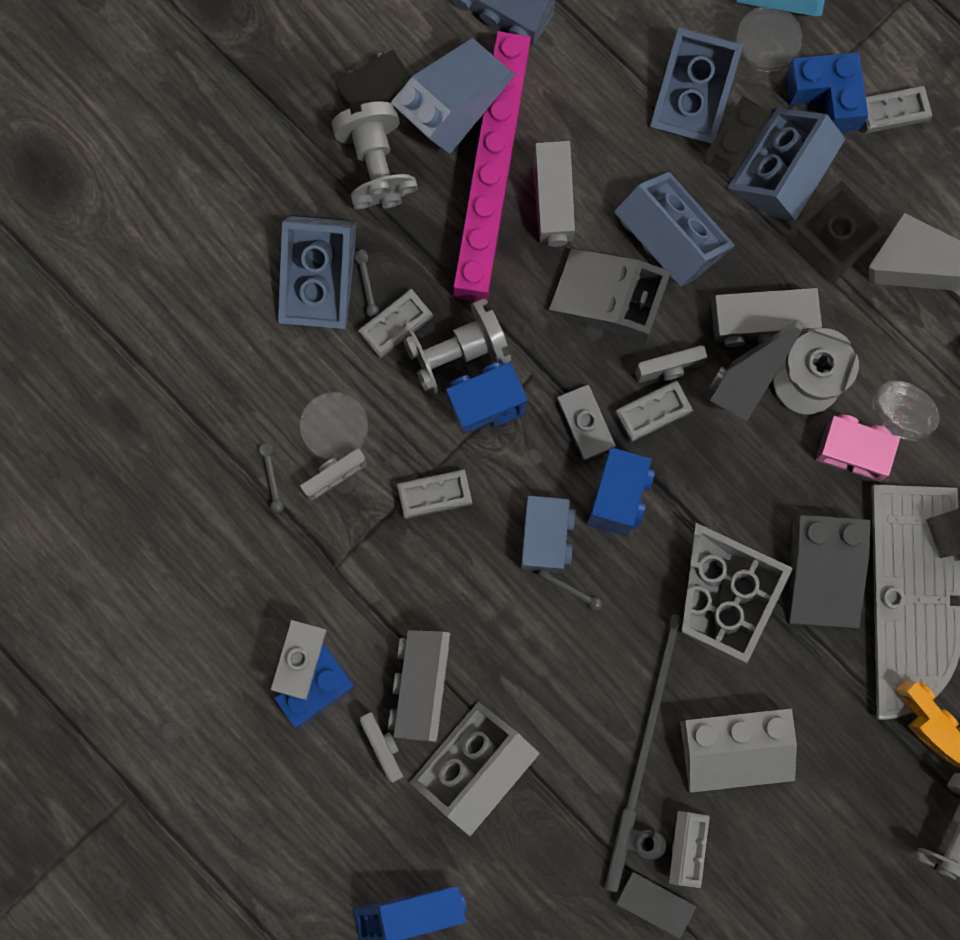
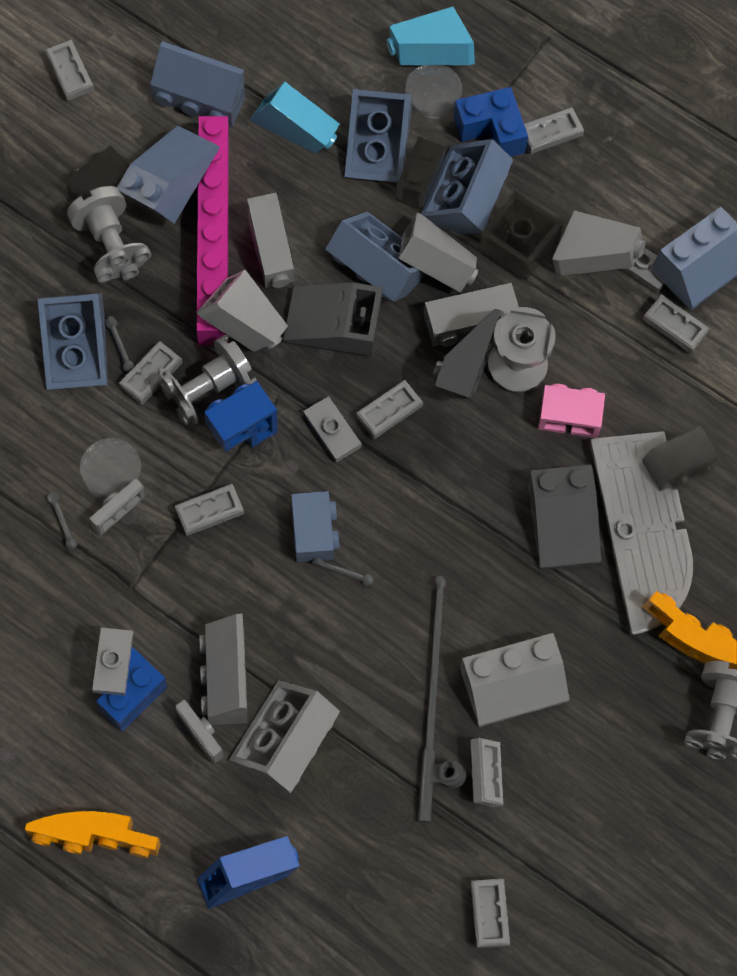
camera: 10 degrees left, 10 degrees down
(236, 835) = (80, 829): none -> light orange slope
(509, 275) = (244, 313): none -> light grey slope
(607, 50) = (296, 119): none -> medium azure slope
(619, 493) = (370, 485): blue brick -> none
(655, 905) = (466, 827): dark grey tile -> none
(671, 365) = (397, 368): light grey plate -> none
(730, 595) = (484, 549): light grey wedge -> none
(739, 238) = (437, 254): none -> light grey slope
(906, 410) = (606, 372): clear tile -> none

